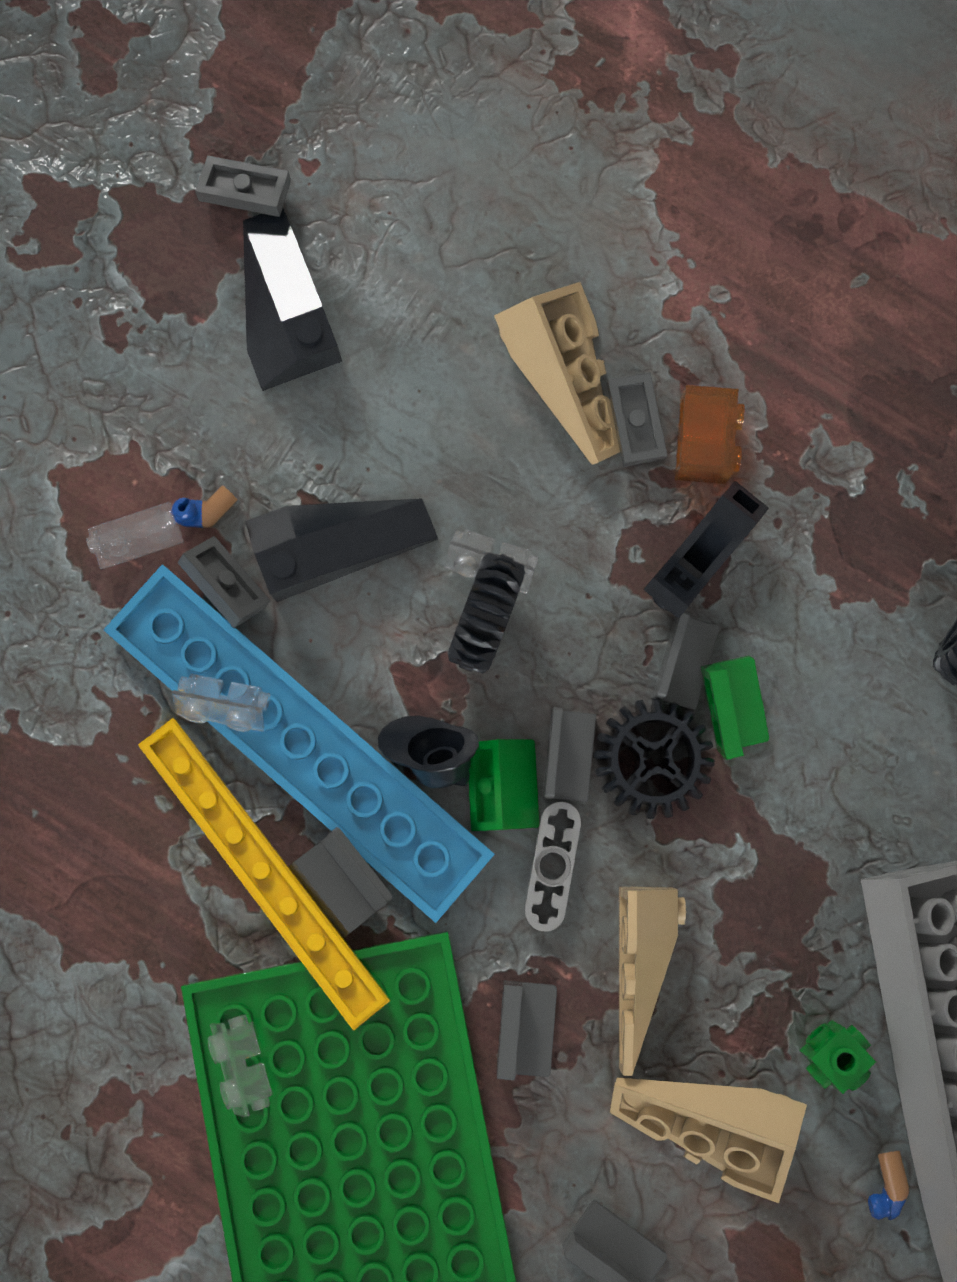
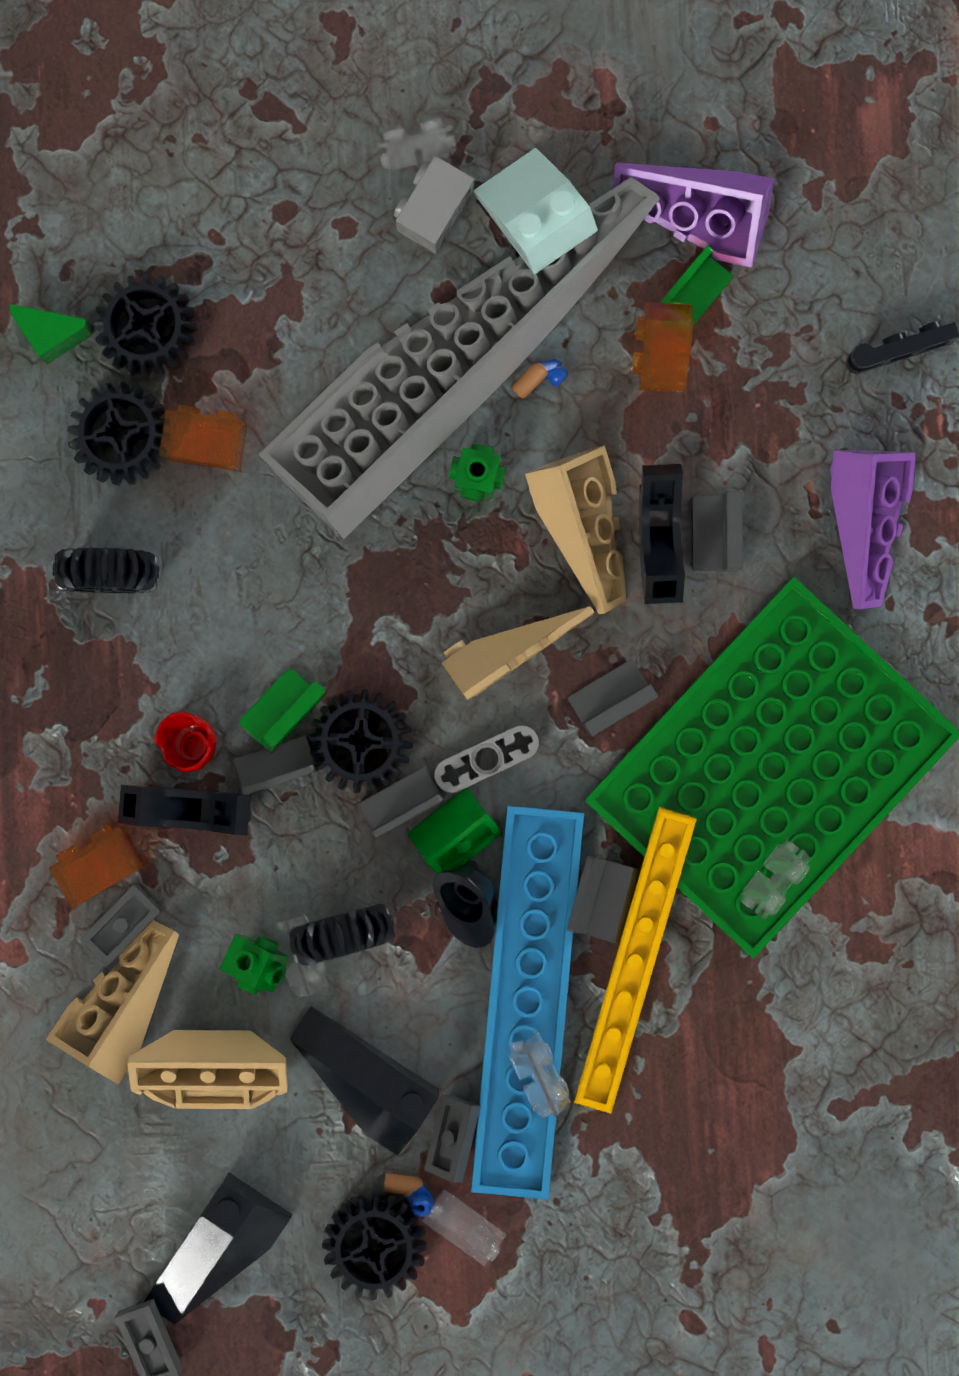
camera: 130 degrees left, 5 degrees up
(188, 411) = (382, 1277): none -> black gear
(448, 404) = (209, 1070): none -> tan wedge
(515, 514) = (255, 963): none -> green brick
(657, 1198) = (660, 534): none -> black arch
(768, 595) = (186, 741): none -> red hair

